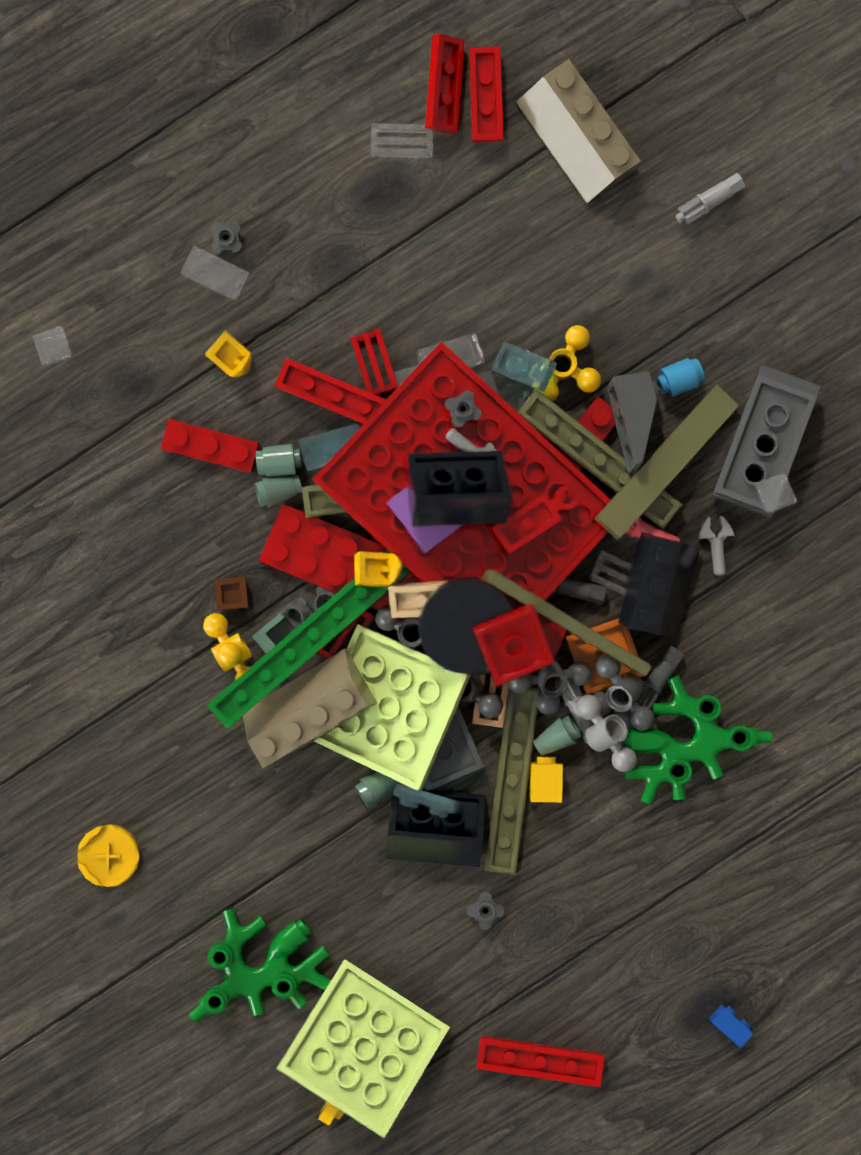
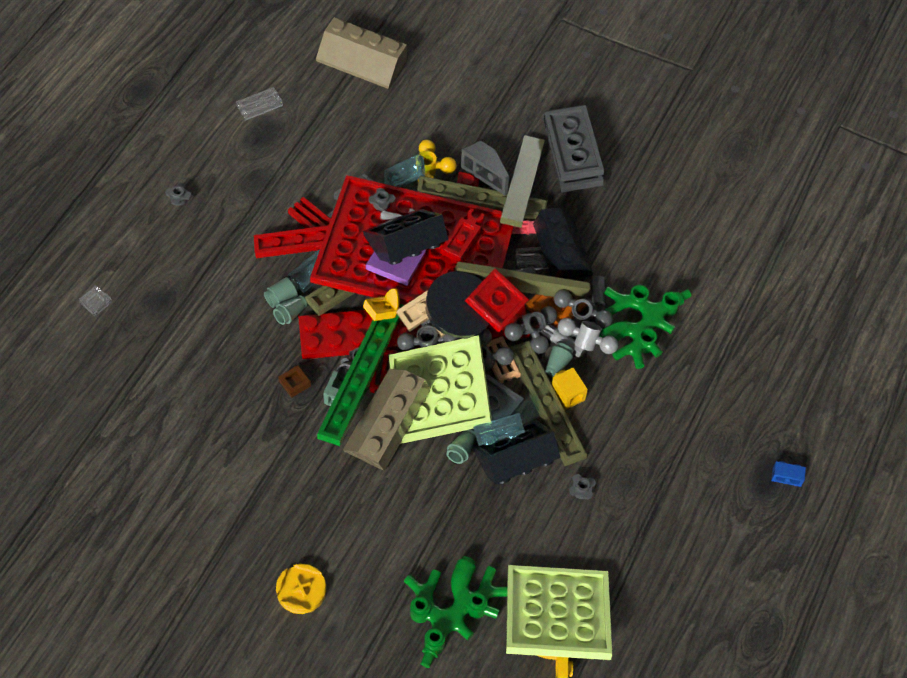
camera: 30 degrees left, 30 degrees down
(210, 446) = (231, 308): red plate -> none
(215, 273) = (182, 216): clear tile -> none
(230, 355) = (217, 251): yellow plate -> none
(230, 651) = (313, 410): yellow piece -> none
(444, 83) = (268, 64): red plate -> none
(486, 94) = (296, 60): red plate -> none
(540, 1061) = (682, 561): red plate -> none
(680, 377) = (502, 139): dark azure brick -> none
(710, 199) = (458, 53): light grey piece -> none
(717, 543) = (580, 212): light grey bar -> none
(775, 493) = (597, 157): clear tile -> none

